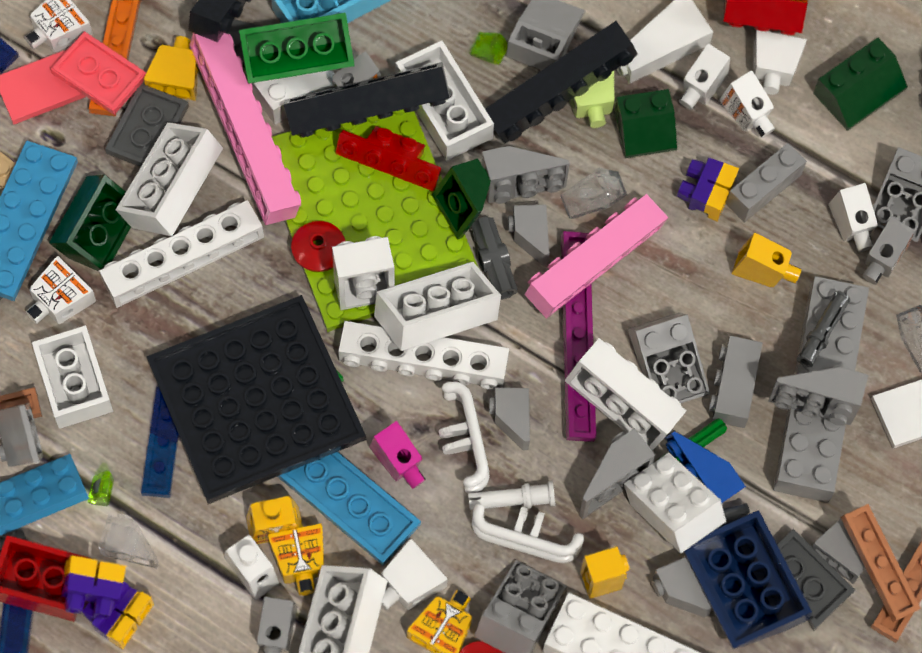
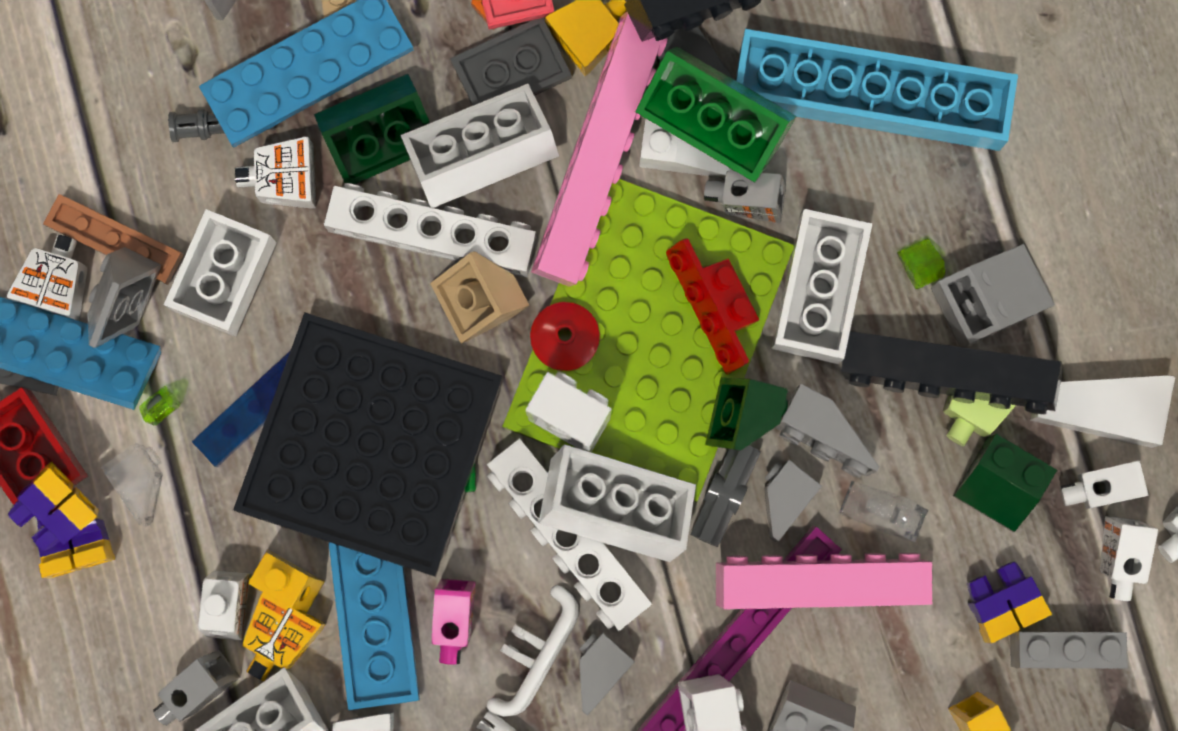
camera: 45 degrees right, 15 degrees up
(244, 266) = (478, 296): none -> tan slope
(367, 99) = (738, 229): black brick -> none

